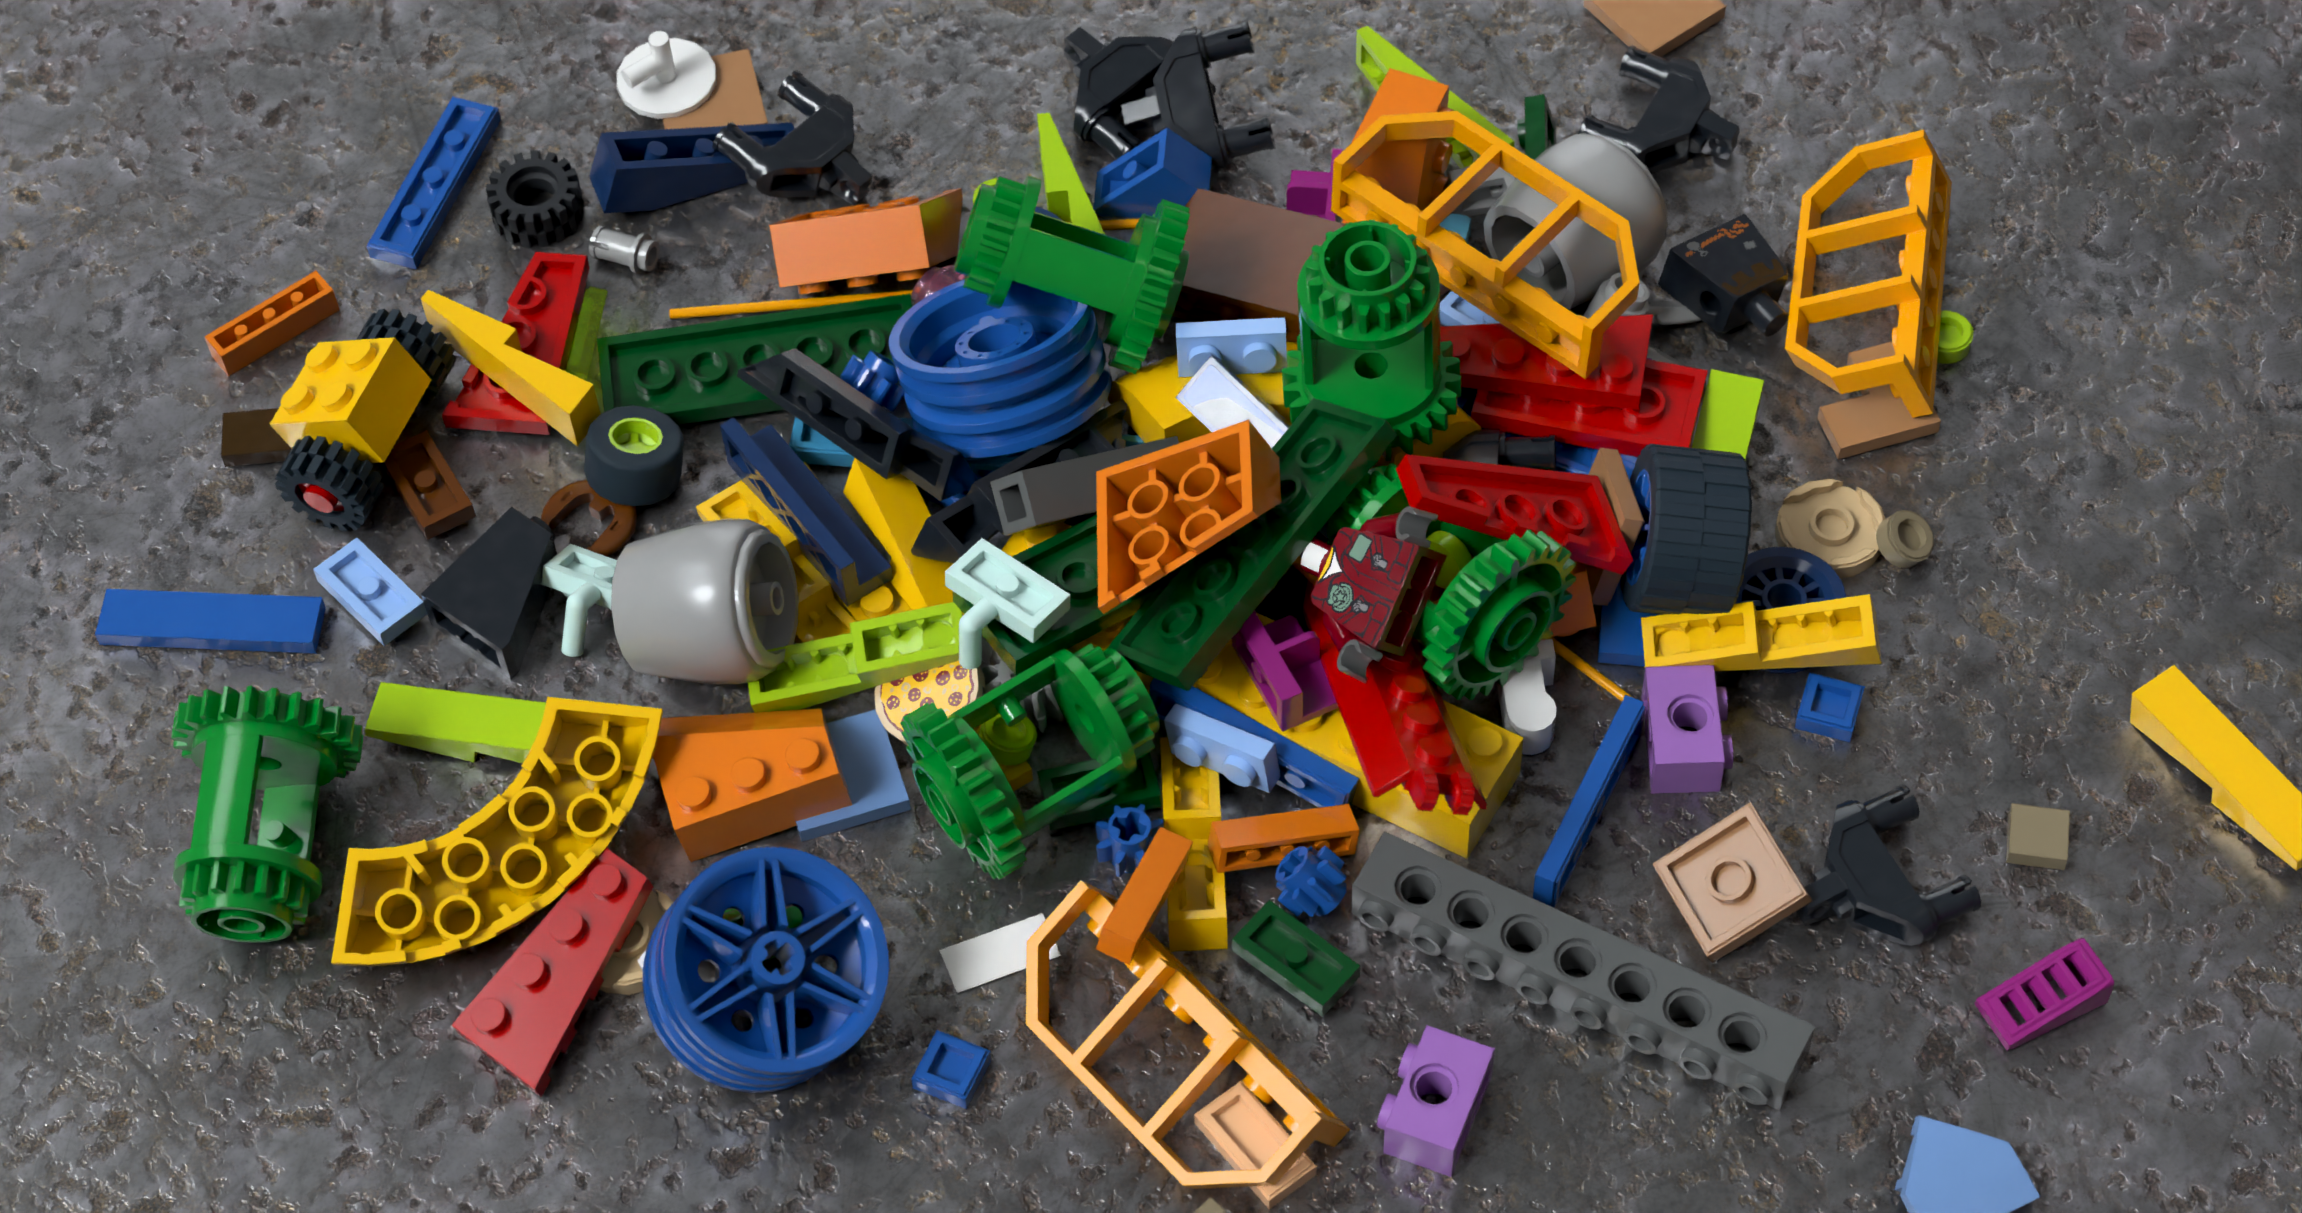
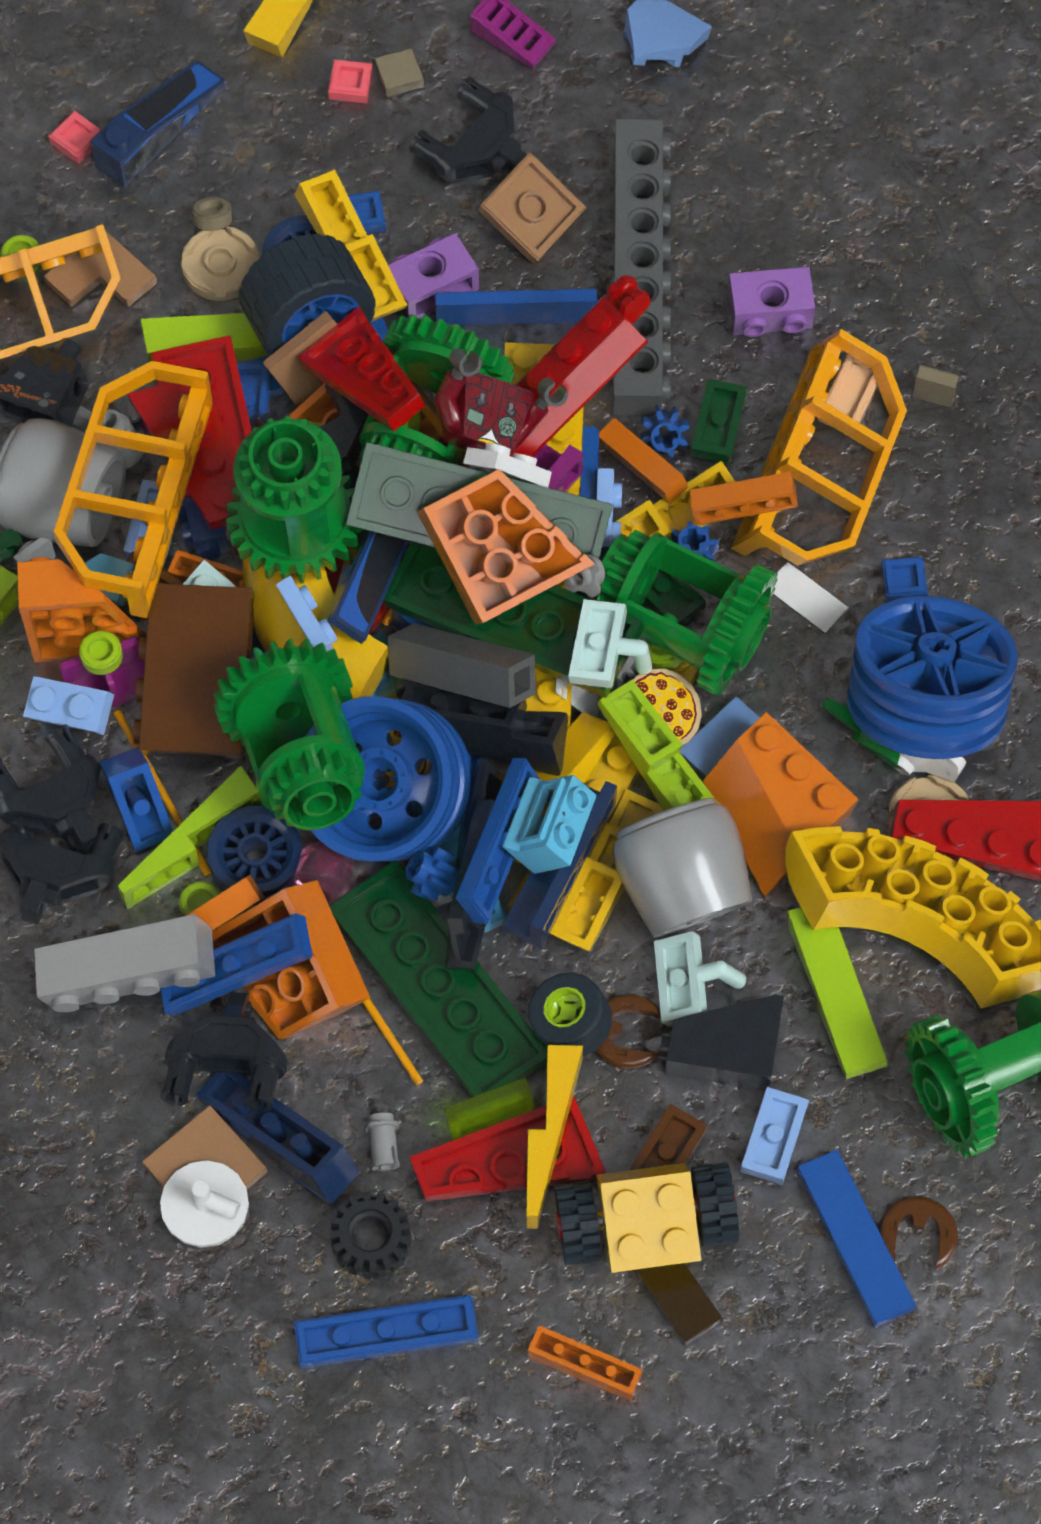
camera: 120 degrees left, 10 degrees up
(162, 713) = (920, 1211): none -> reddish brown head
(841, 486) = (551, 839): none -> medium azure window
(854, 436) = (490, 860): none -> blue tile
(885, 168) = (244, 963): none -> blue tile
(954, 85) = (124, 963): none -> light grey brick
(965, 172) = (229, 903): none -> orange piece
(1112, 624) = (588, 579): none -> light grey plate
(1285, 577) = (517, 467): none -> white plate
(1296, 159) = (68, 704): none -> light blue plate
(1318, 180) = (101, 652): none -> lime tile
(2050, 776) = (350, 81): none -> coral tile
(2079, 531) = (153, 122): none -> slope
(2099, 452) = (74, 137): none -> coral tile

